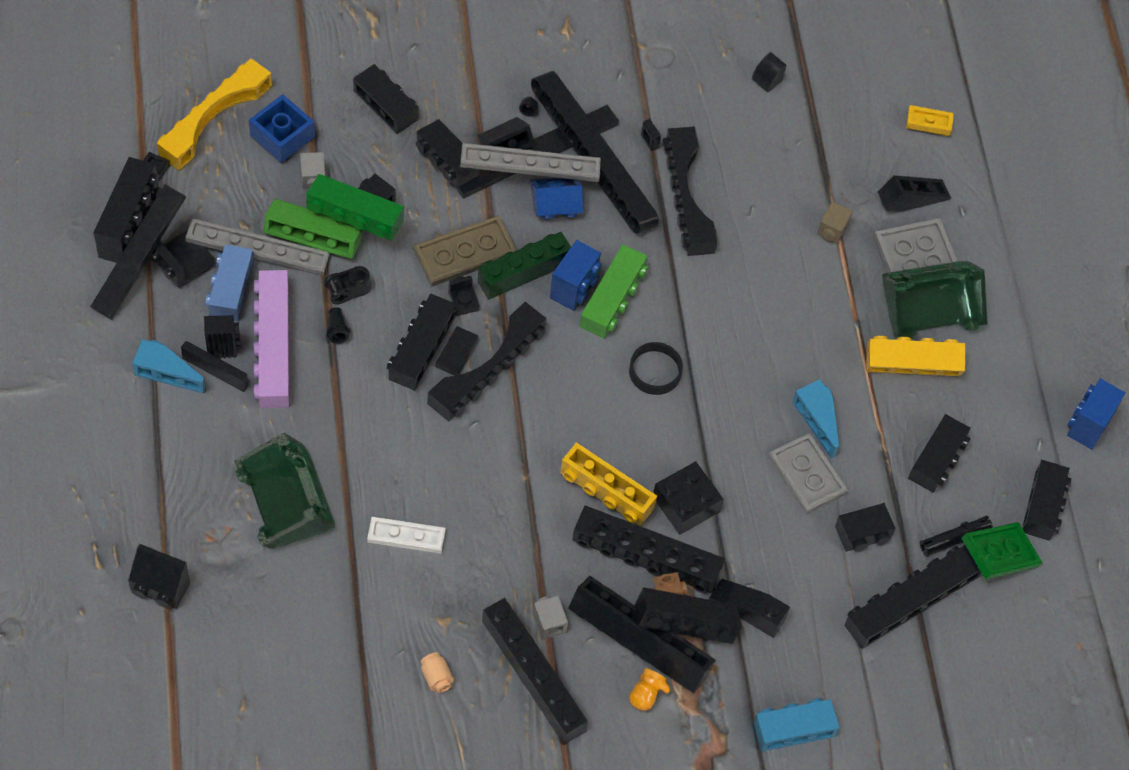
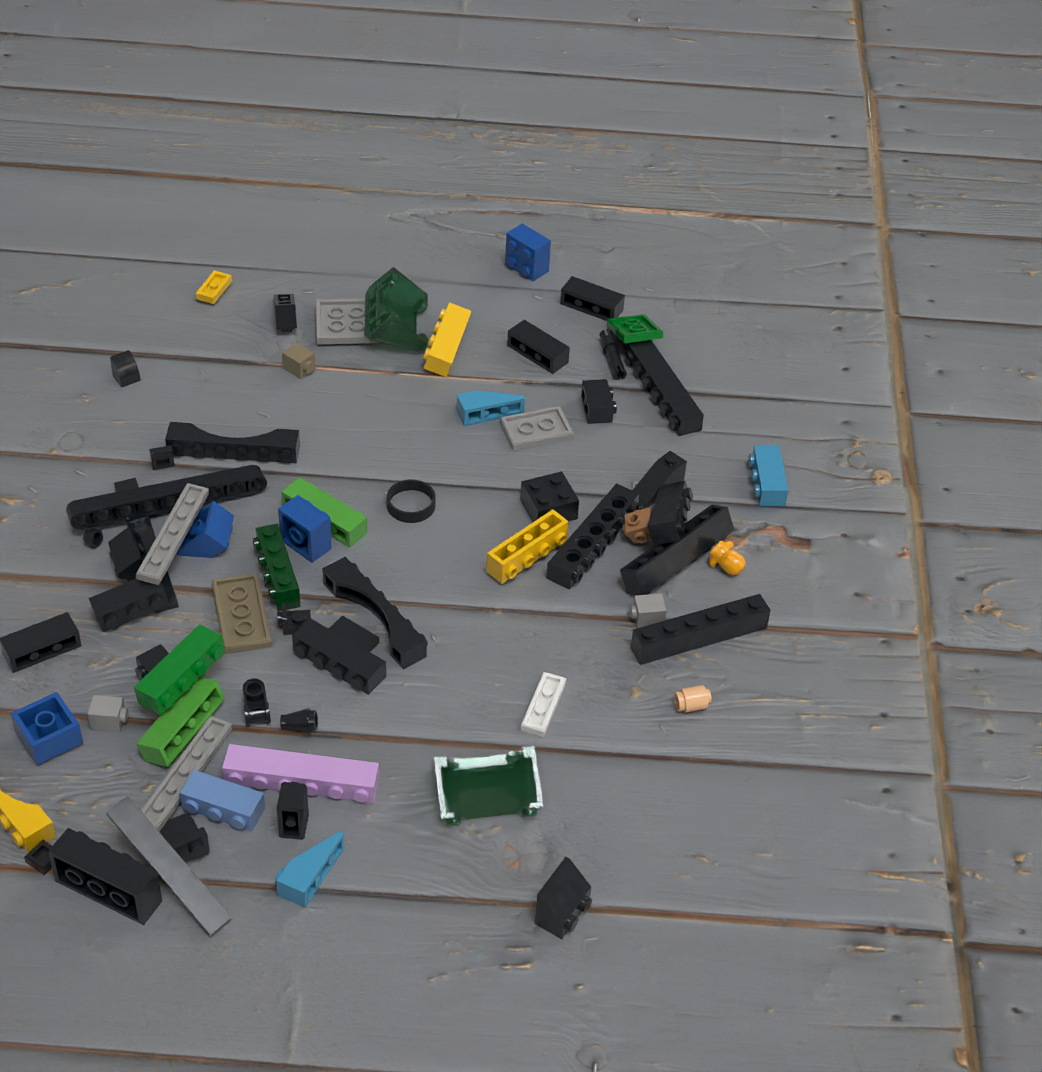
camera: 75 degrees left, 15 degrees down
(214, 366) = (321, 826): black tile -> none

